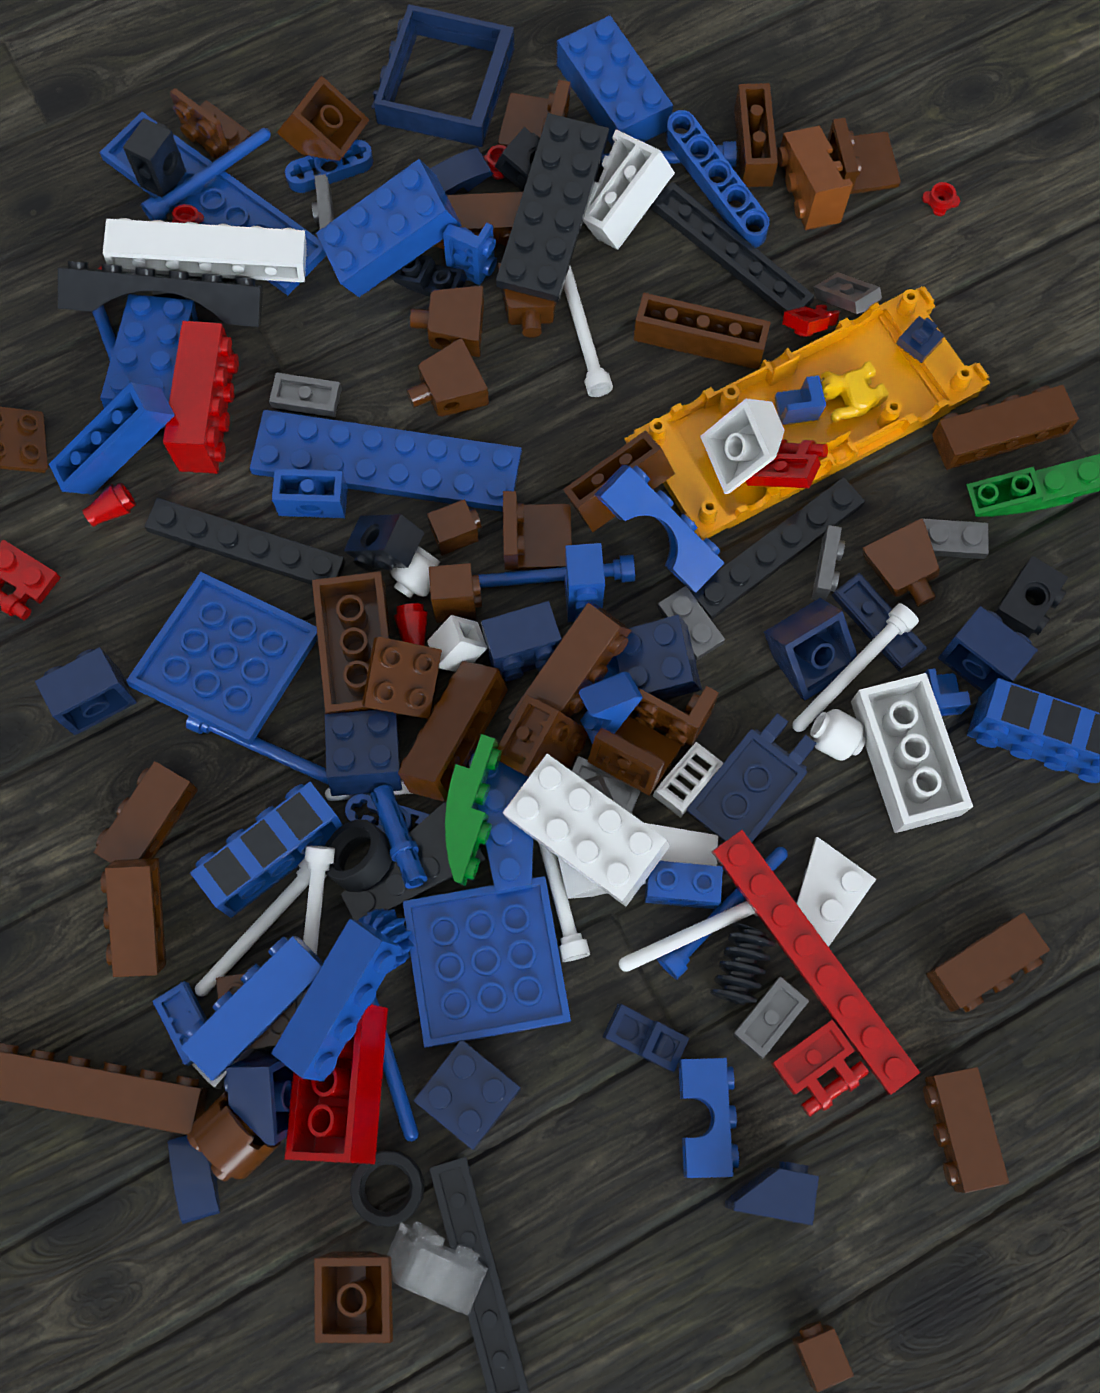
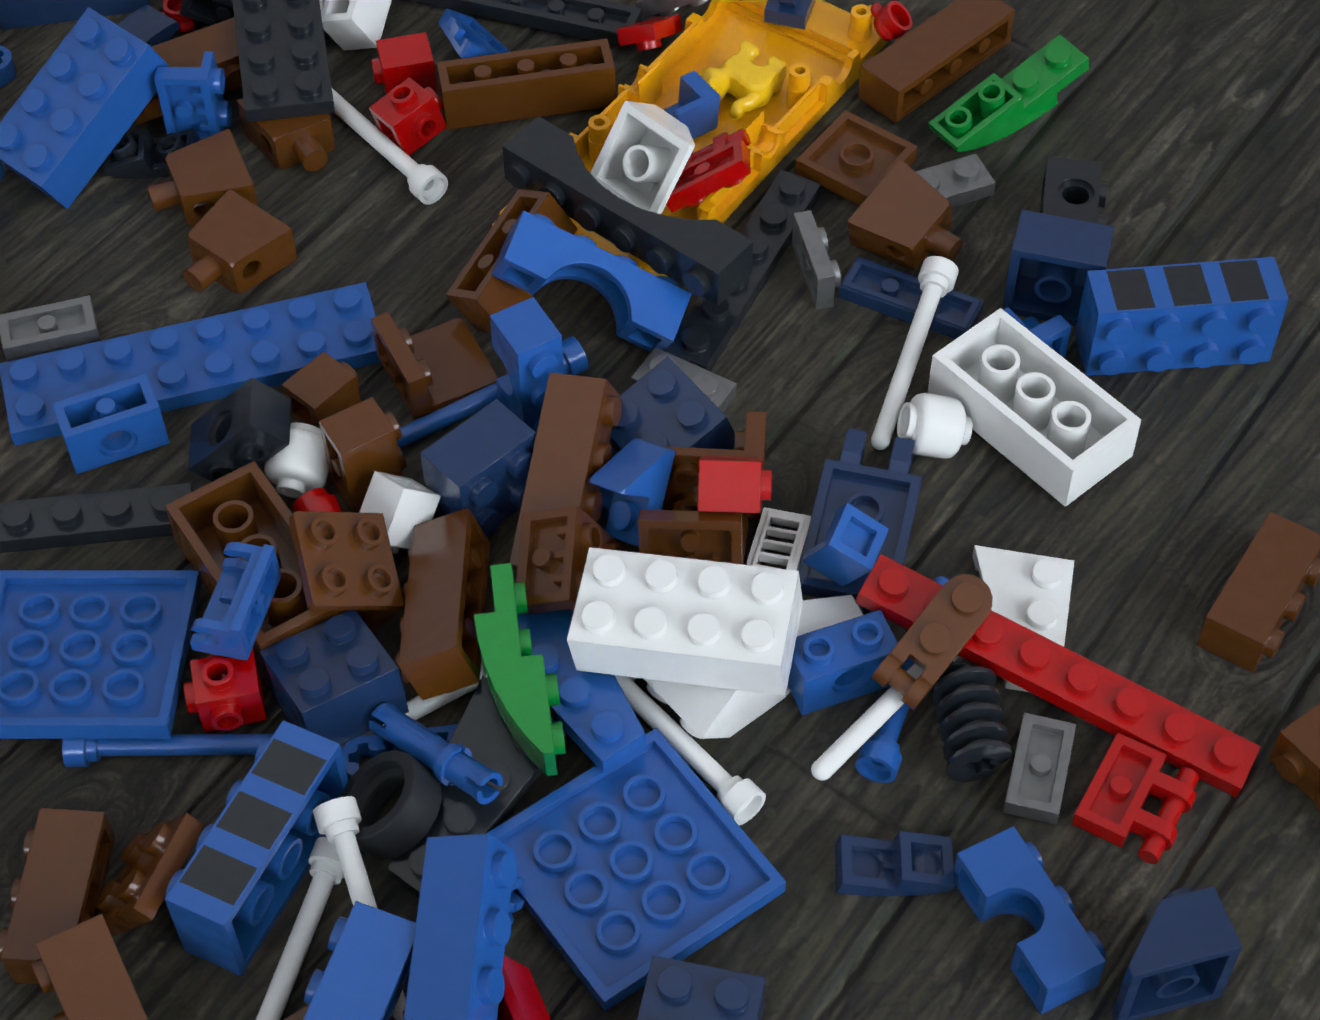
camera: 25 degrees left, 20 degrees down
(196, 837) = (148, 869): none -> reddish brown plate
(297, 726) = (225, 692): none -> red brick
(322, 679) = (238, 602): none -> blue hinge
(609, 324) = (409, 115): none -> red brick
(627, 275) = (402, 59): none -> red brick
(668, 738) = (733, 484): none -> red brick
(684, 277) = (469, 36): none -> blue wing
(727, 811) = (848, 546): none -> blue panel
(740, 540) = (695, 253): none -> black arch
(744, 909) = (936, 637): none -> reddish brown plate
(812, 647) = (847, 348): dark blue slope -> none
(901, 491) = (853, 157): none -> reddish brown plate
(984, 388) = (891, 20): none -> red plate

